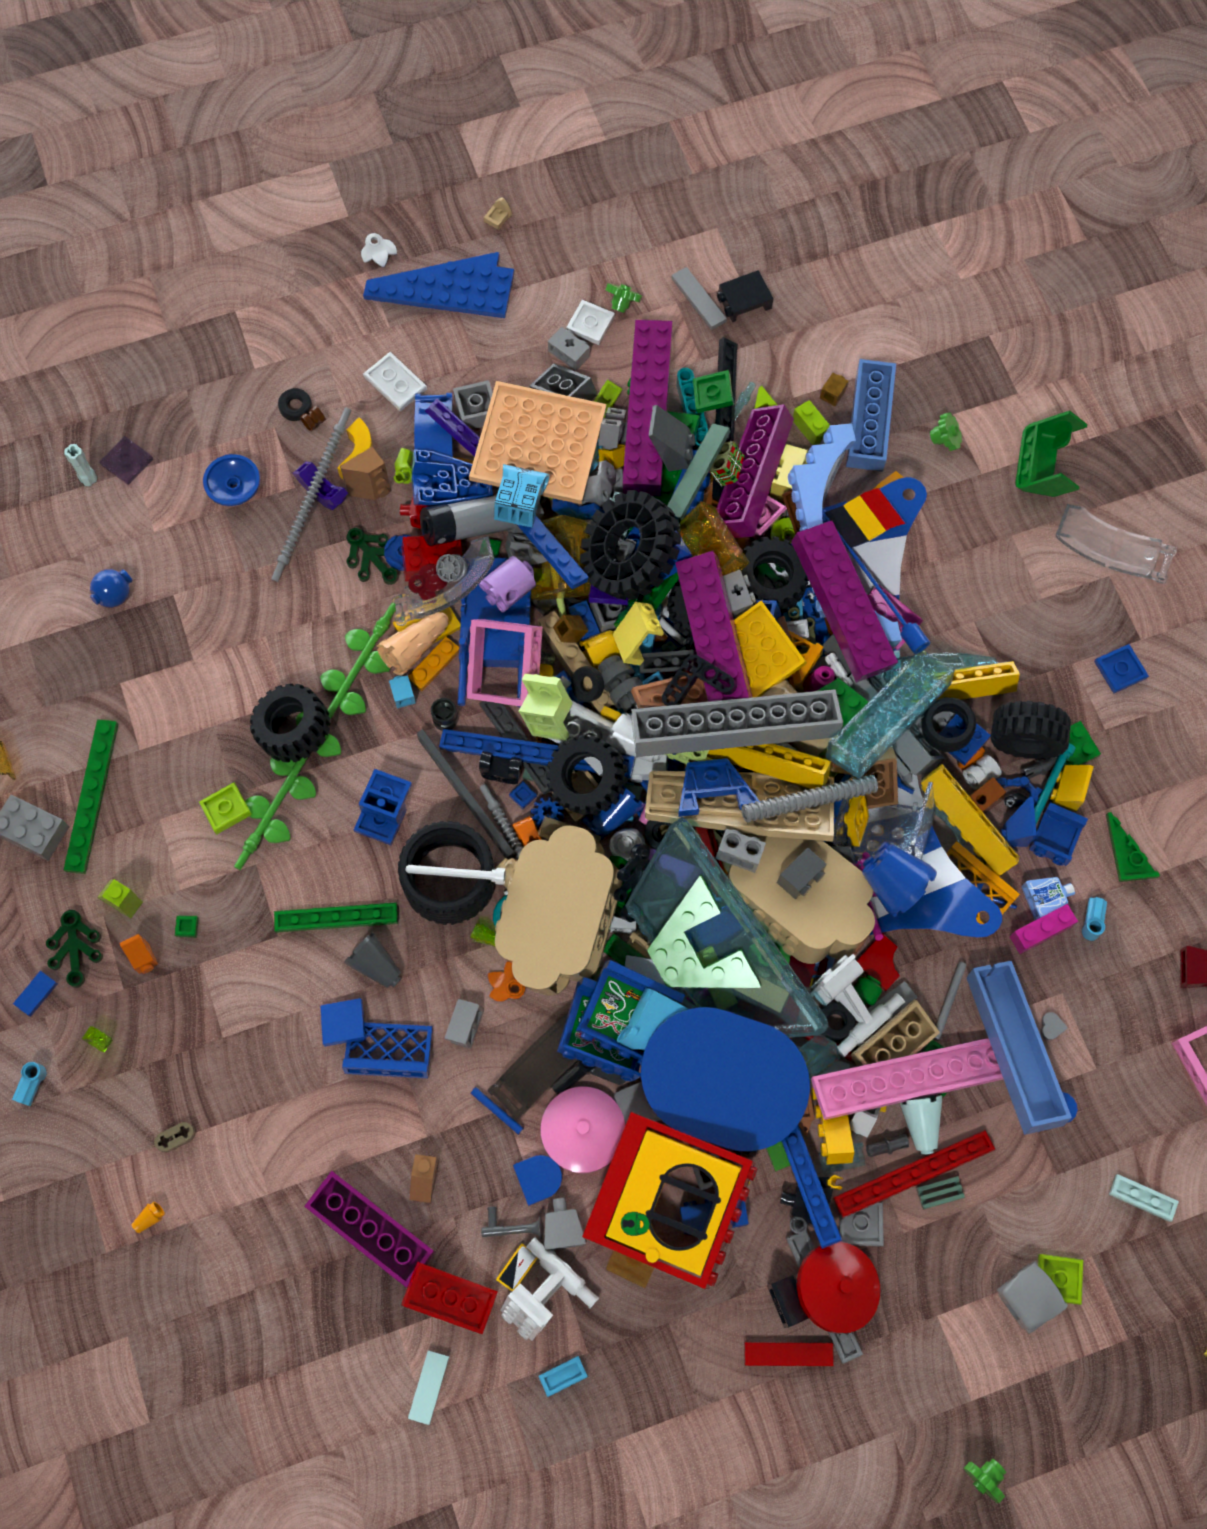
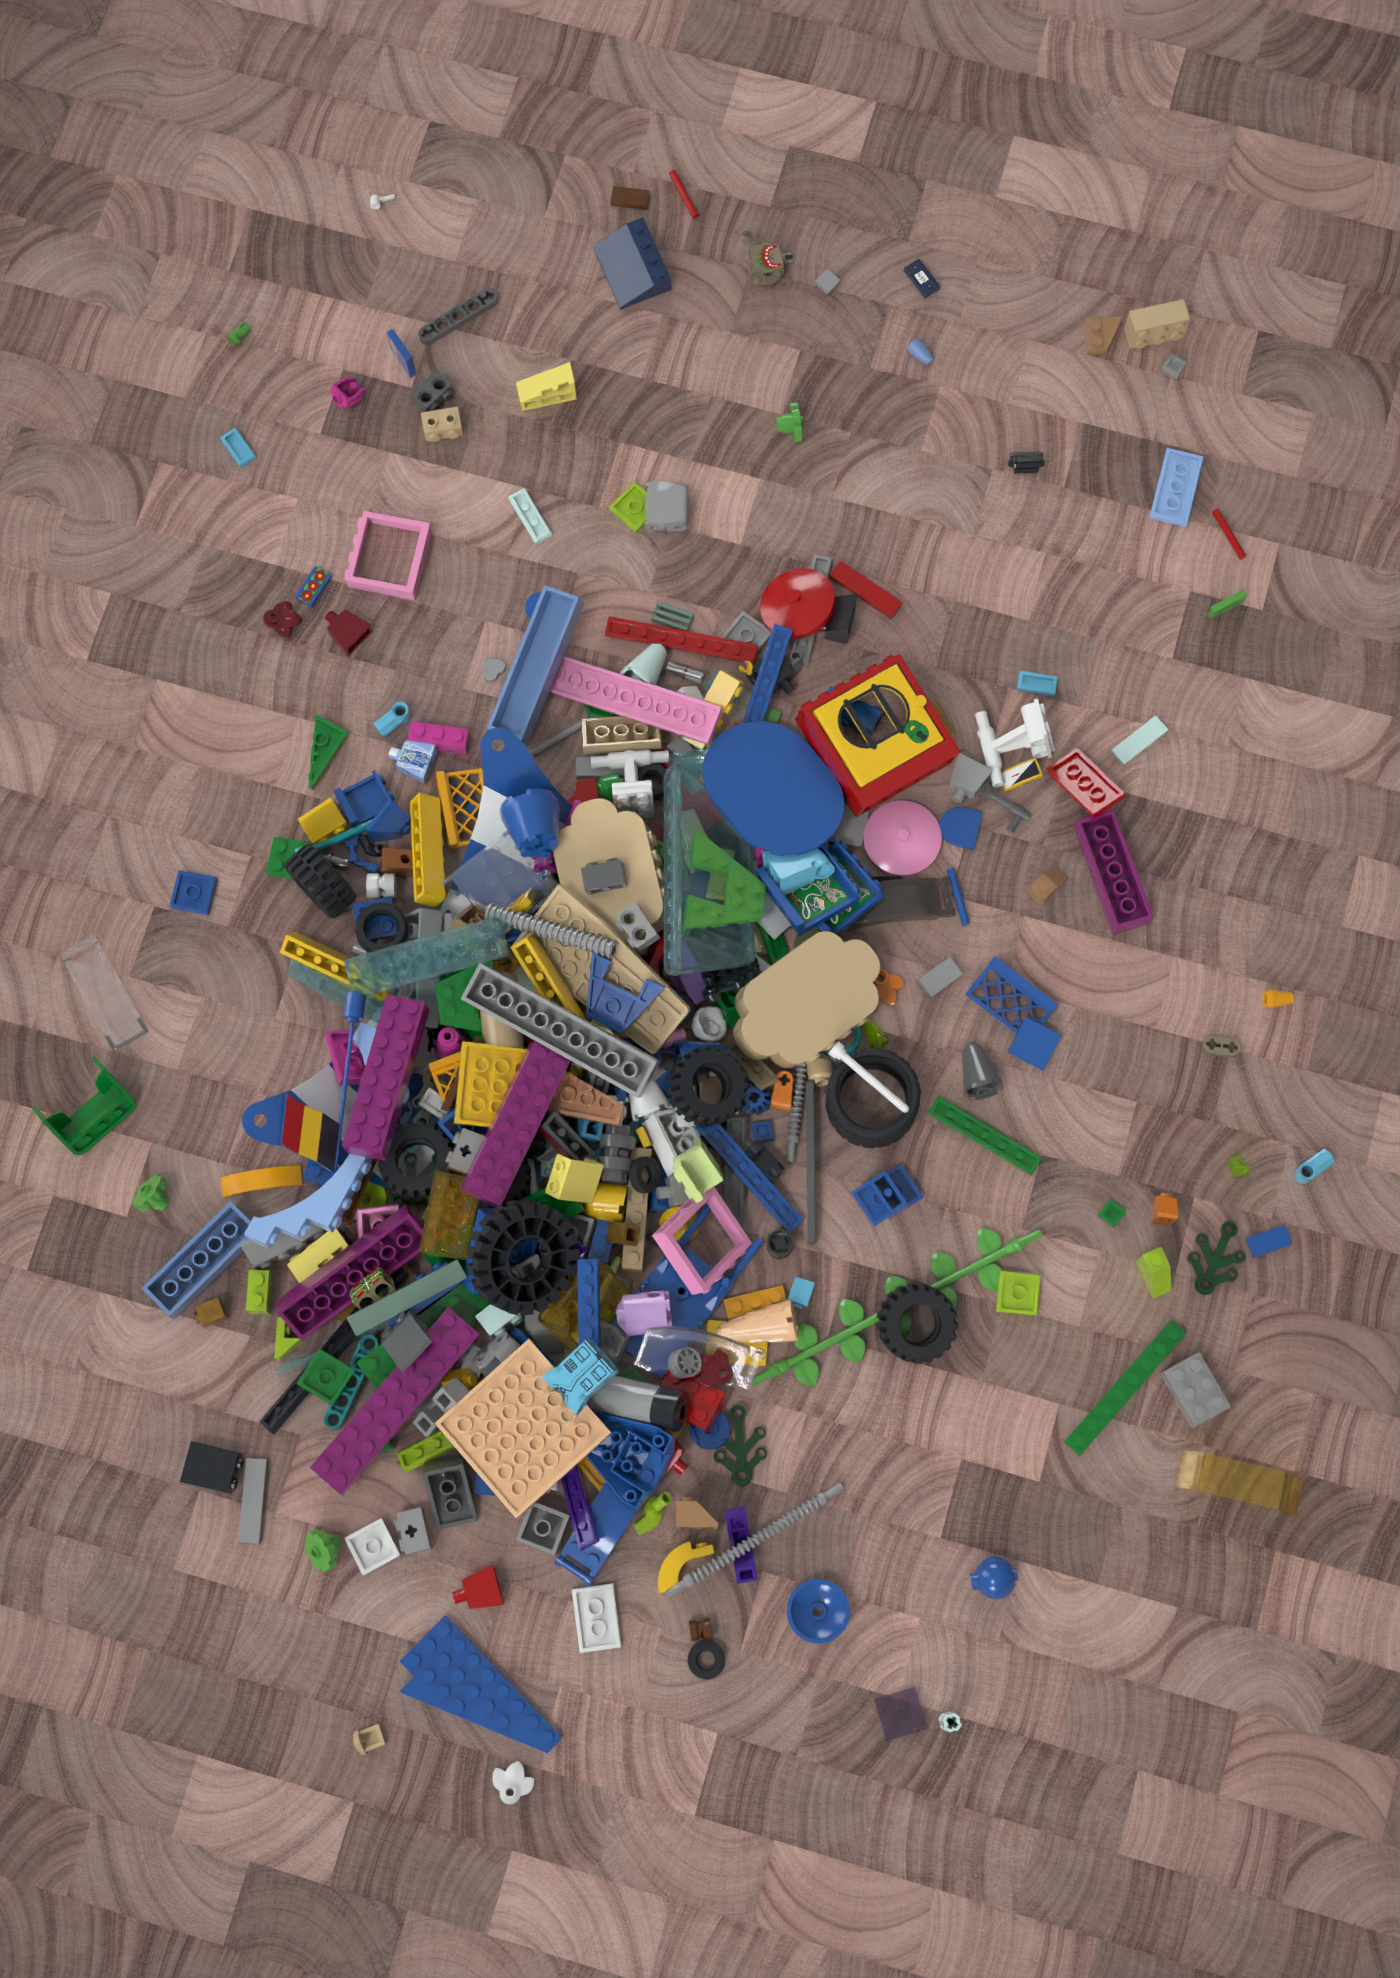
camera: 140 degrees left, 5 degrees up
(490, 343) = (480, 1590): none -> red torso
(699, 672) = (558, 1092): black beam -> none
(838, 669) = (432, 1035): white axle -> none

